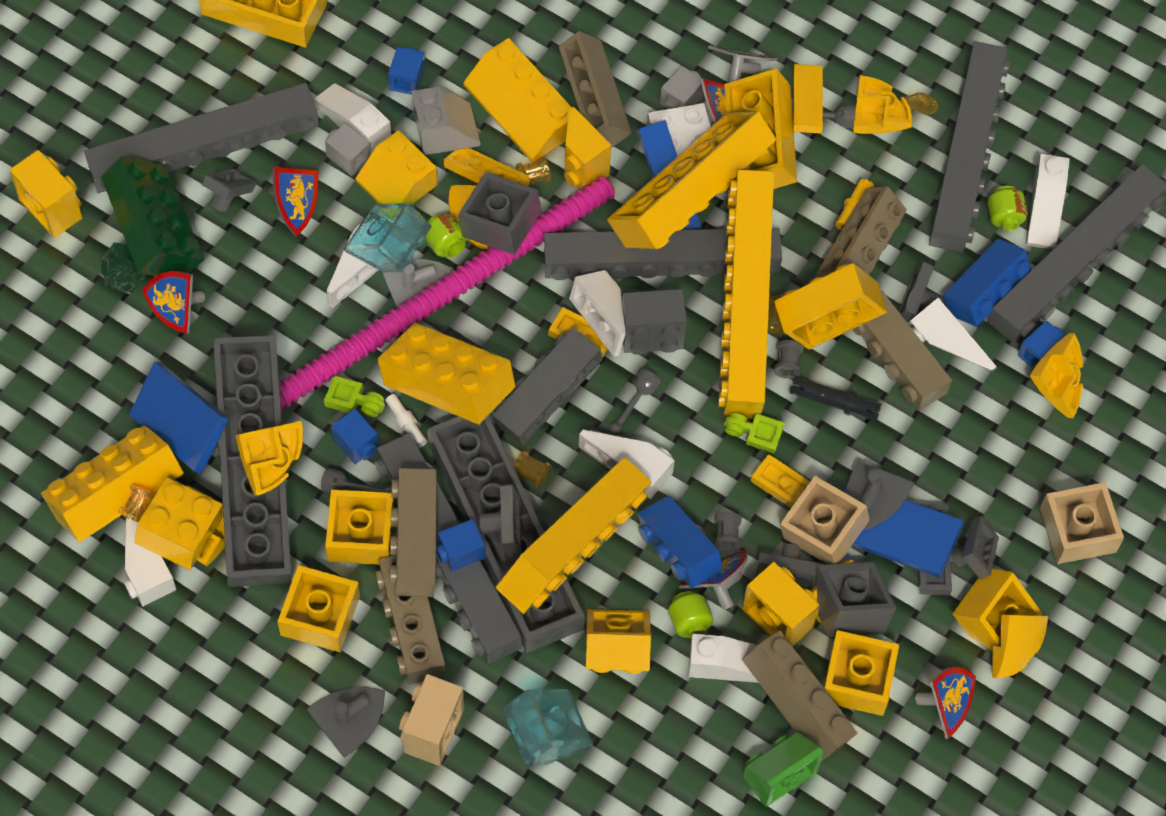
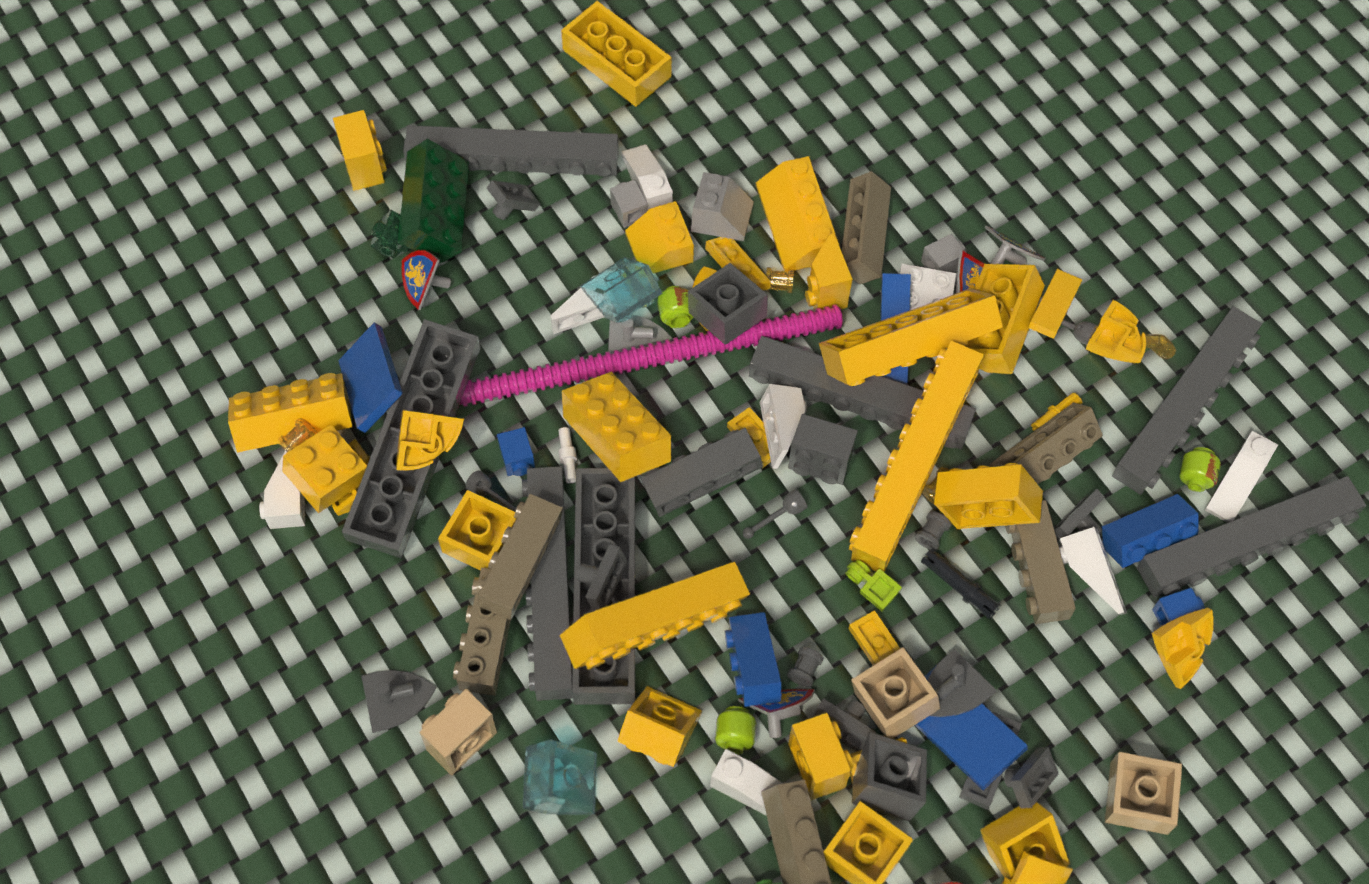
camera: 25 degrees right, 0 degrees up
(295, 196) = (564, 226): shield -> none
(319, 608) = (410, 590): yellow brick -> none
(347, 394) = (526, 413): lime plate -> none
(406, 70) = (710, 154): blue brick -> none
(460, 545) = (553, 584): blue brick -> none
(532, 468) = (655, 540): clear yellow bush -> none
(610, 450) = (757, 570): white slope -> none

